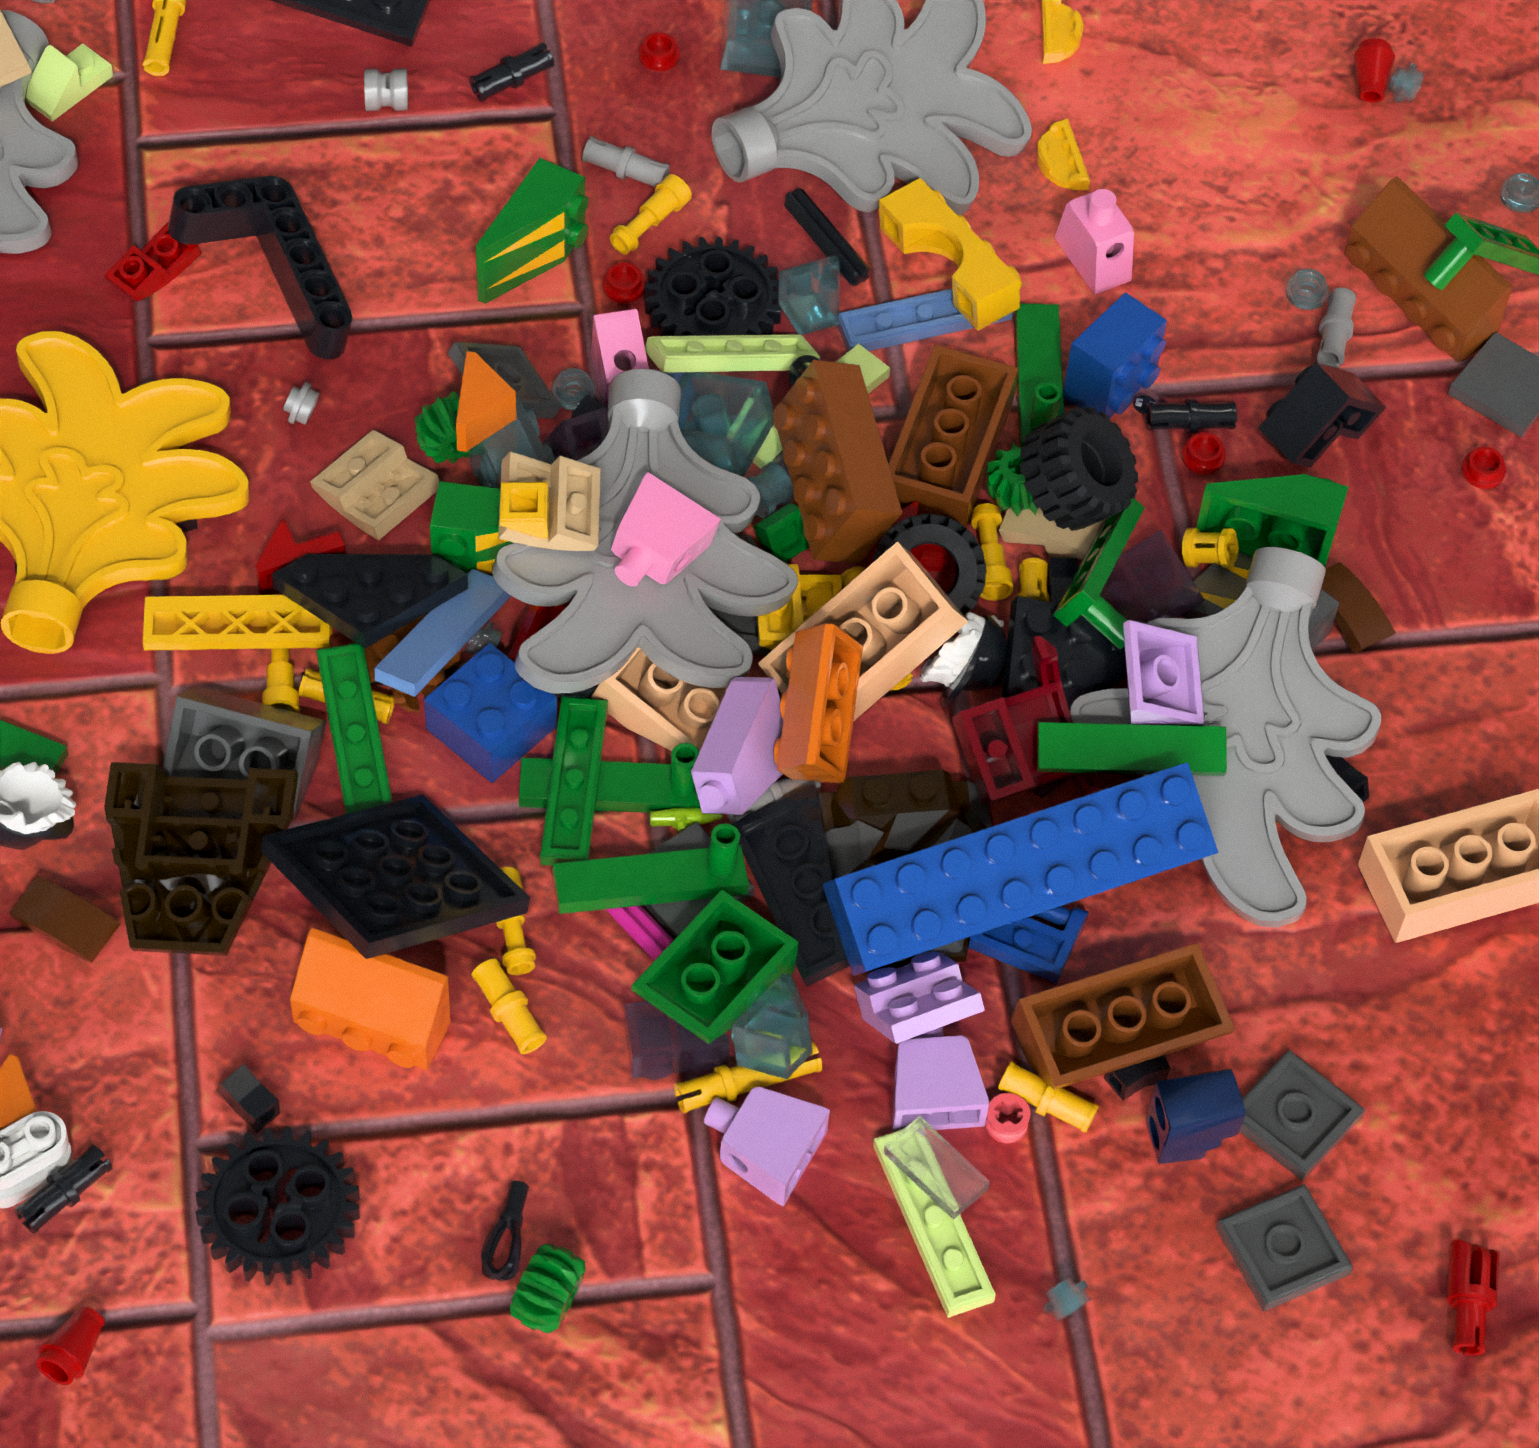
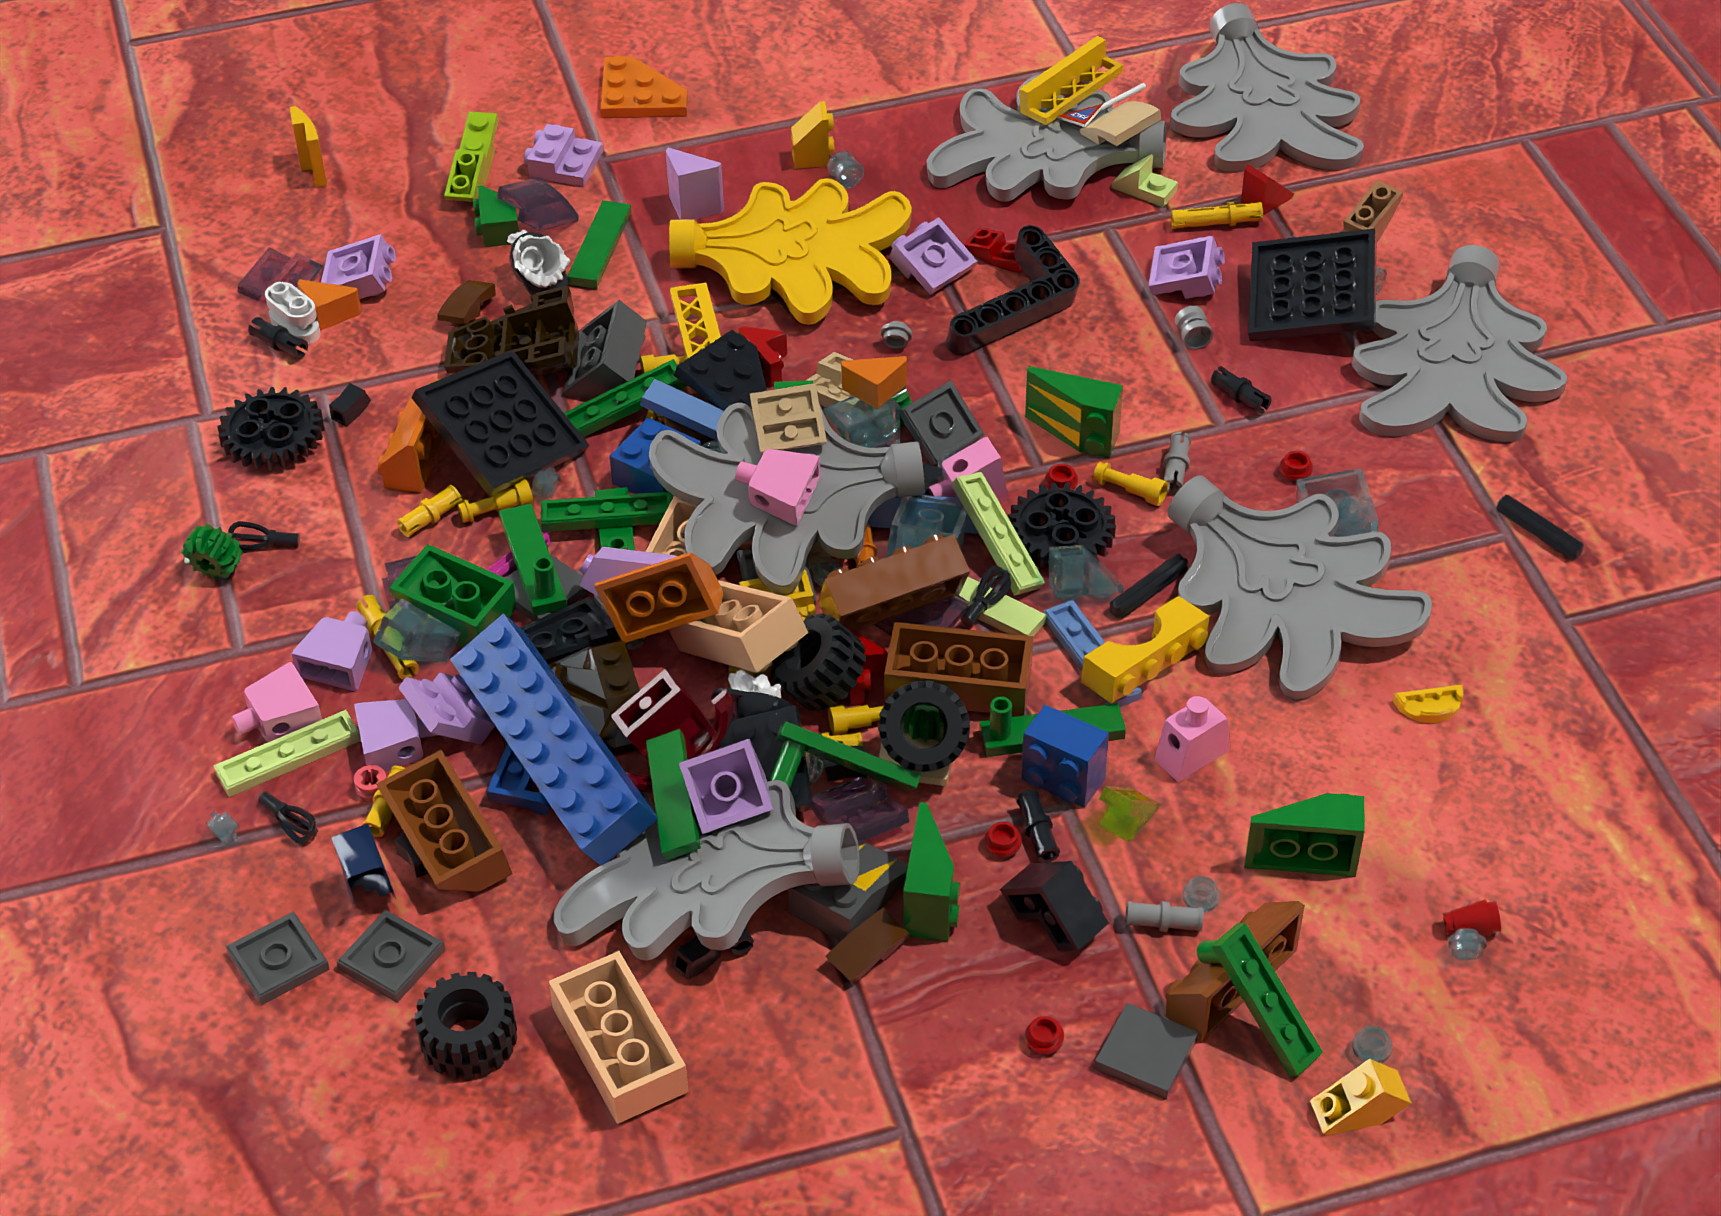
camera: 85 degrees right, 10 degrees down
(70, 1347) = (171, 359): red cone -> none
(153, 334) = (932, 255): none -> lavender plate
(269, 70) = (1187, 267): none -> lavender plate
(495, 846) = (546, 483): none -> clear light blue plate
(525, 507) = (769, 399): yellow slope -> none
(859, 1217) = (278, 705): none -> bright pink torso
(936, 1167) = (319, 740): clear tile -> none
(1041, 1231) = (282, 810): none -> black piece
(1061, 159) = (1291, 718): yellow tile -> none
(1141, 402) = (1047, 800): black piece -> none
(1189, 326) = (1126, 811): none -> clear neon green slope
(1210, 547) = (898, 844): yellow bush -> none
(1262, 157) = (1309, 836): none -> green slope
(1438, 993) = (472, 1049): none -> black tyre
(1472, 1293) = (237, 1072): red arm -> none

